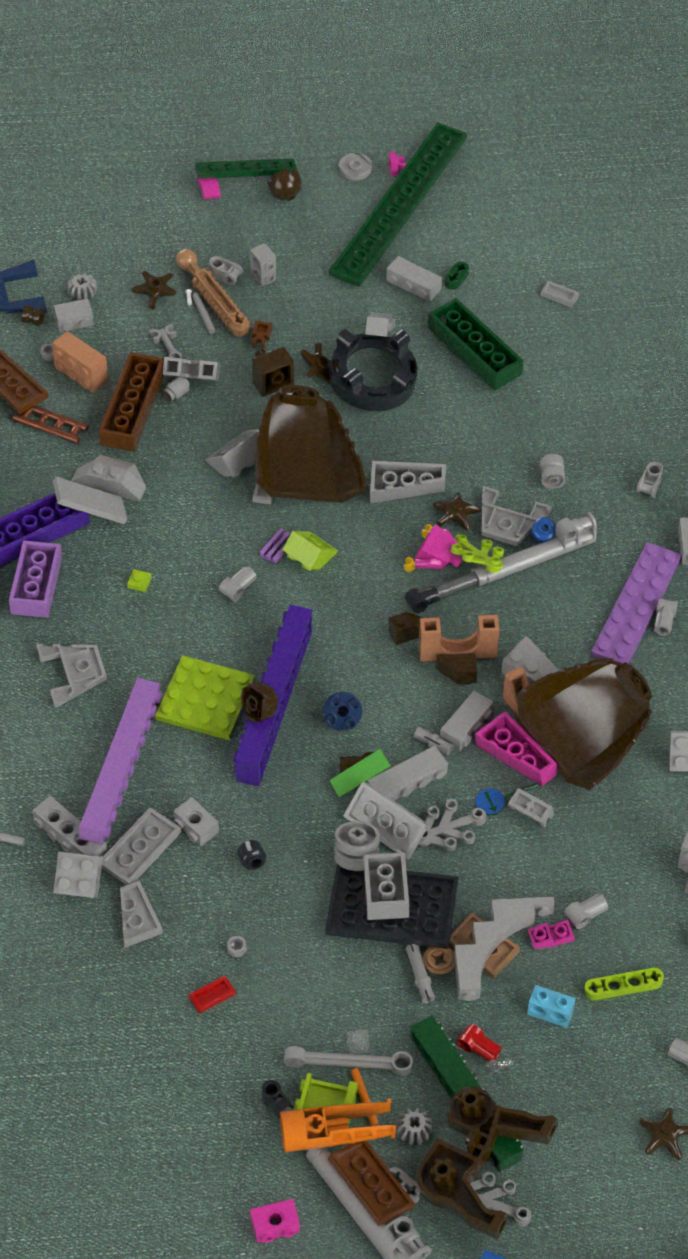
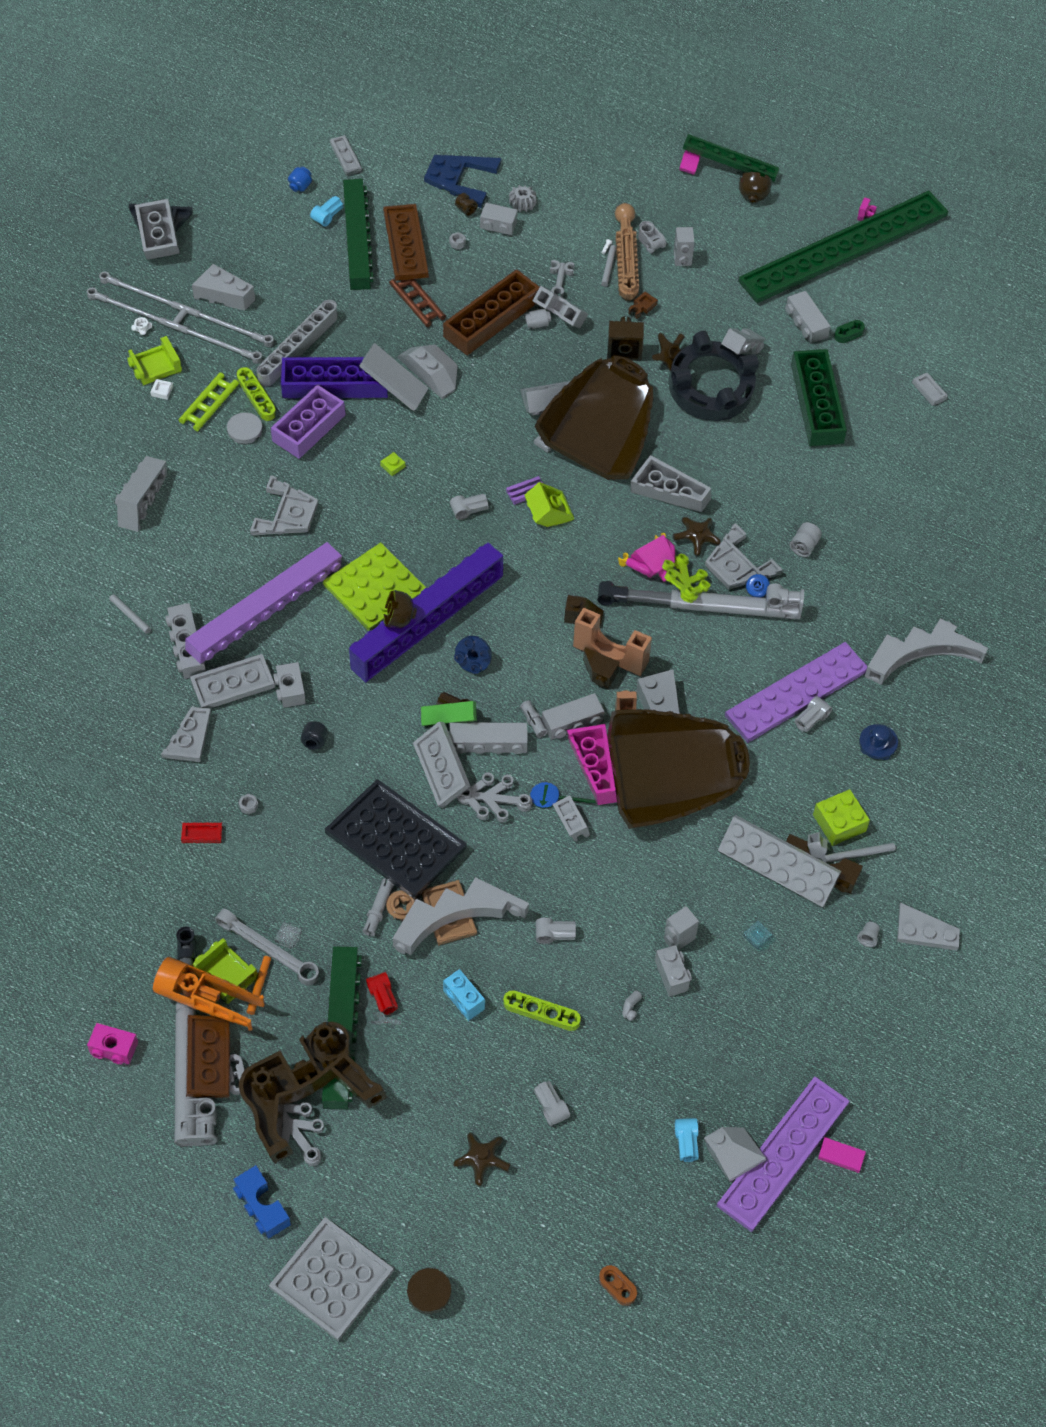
camera: 30 degrees right, 5 degrees up
(78, 874) = (163, 678): light grey brick -> none
(80, 362) = (472, 259): nougat brick -> none
(155, 288) = (581, 225): dark brown animal -> none
(354, 841) = (400, 772): light grey wheel -> none
(355, 166) = (830, 198): light grey tile -> none
(386, 886) = (395, 818): light grey brick -> none
(414, 1133) = (278, 1023): light grey gear -> none
(553, 935) = (512, 936): dark pink slope -> none
(650, 479) = (887, 590): light grey piece -> none

